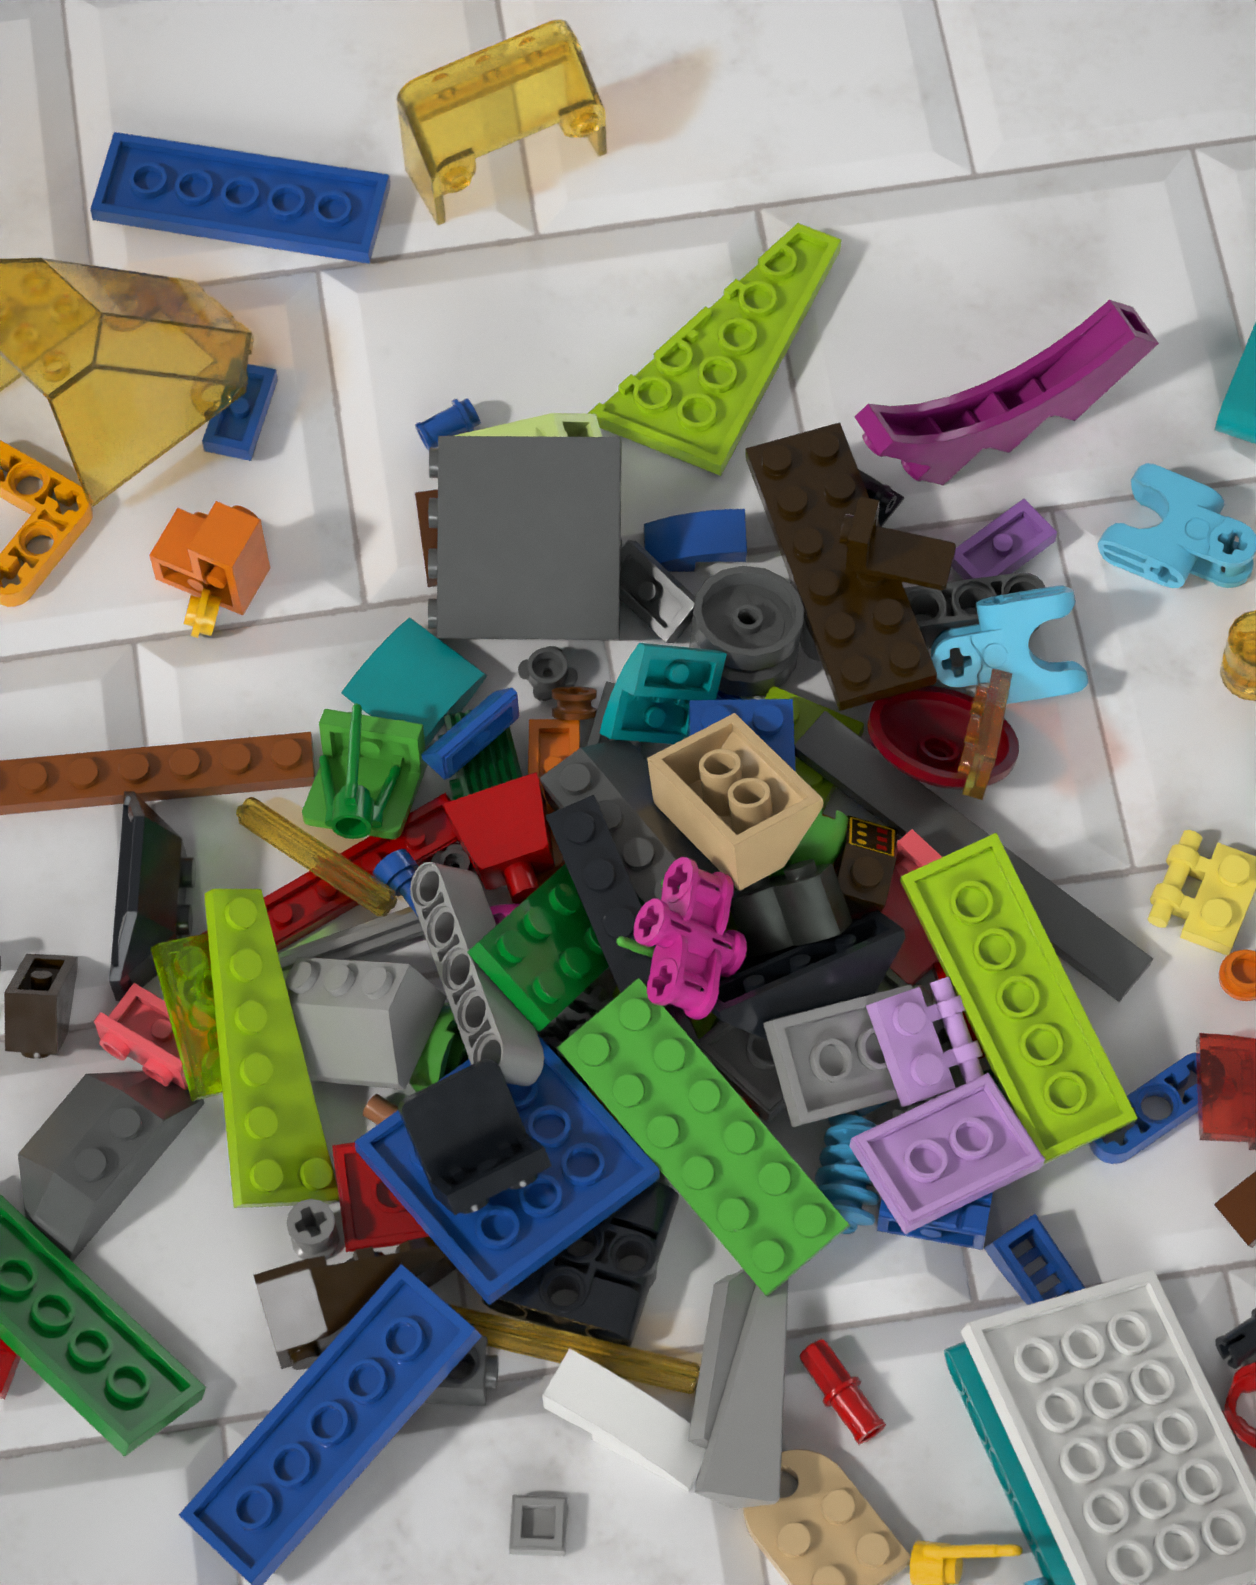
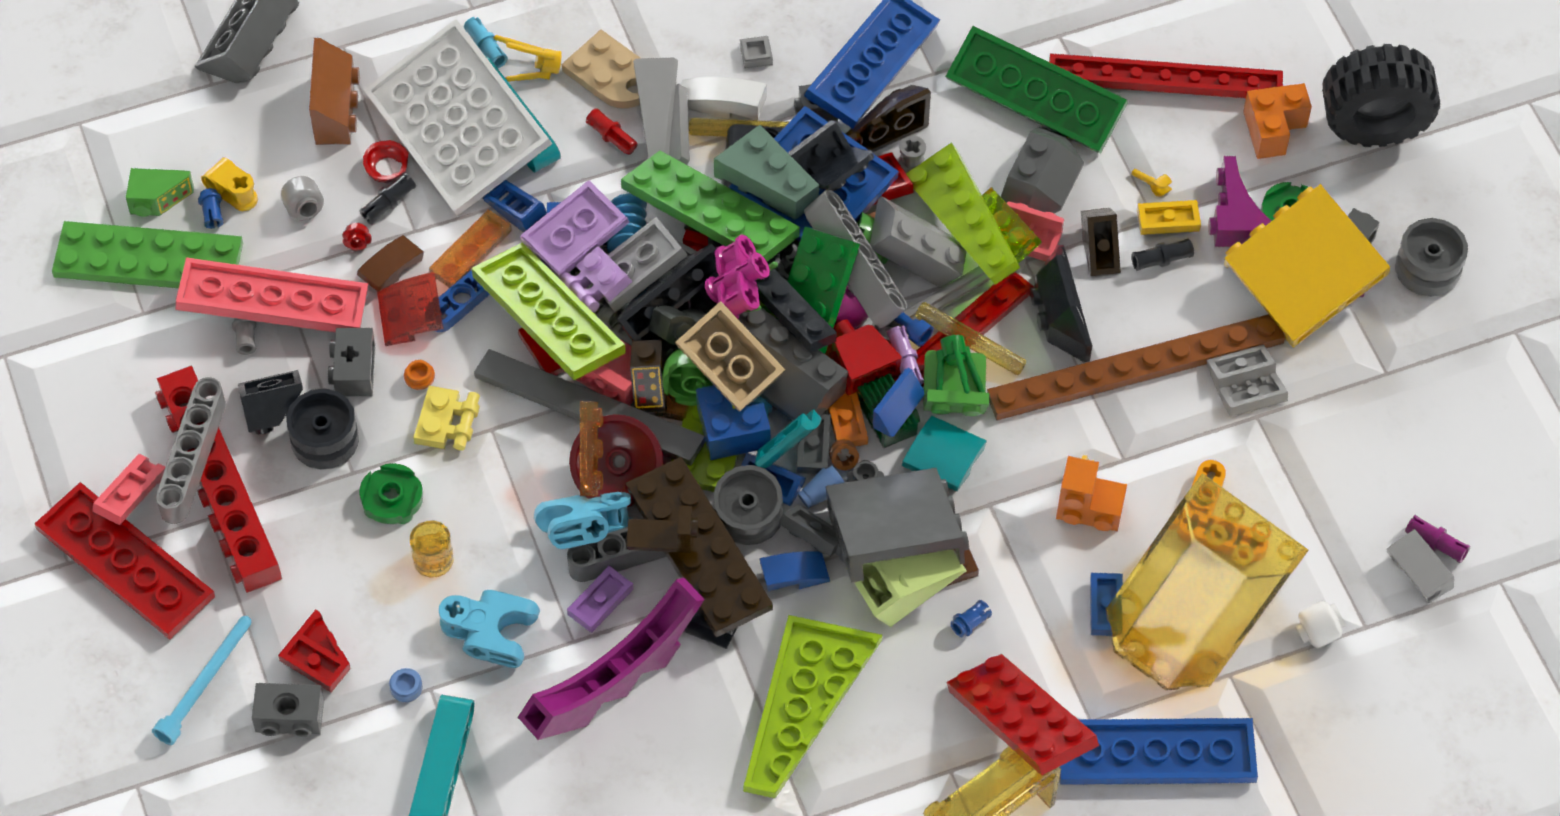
camera: 165 degrees right, 5 degrees down
(424, 213) = (1022, 714): none -> red plate
(433, 830) = (901, 343): none -> lavender pin
(597, 1154) = (767, 171): none -> sand green wedge
(608, 658) = (815, 490): none -> medium blue cone
(1131, 1192) = (470, 248): none -> clear orange plate

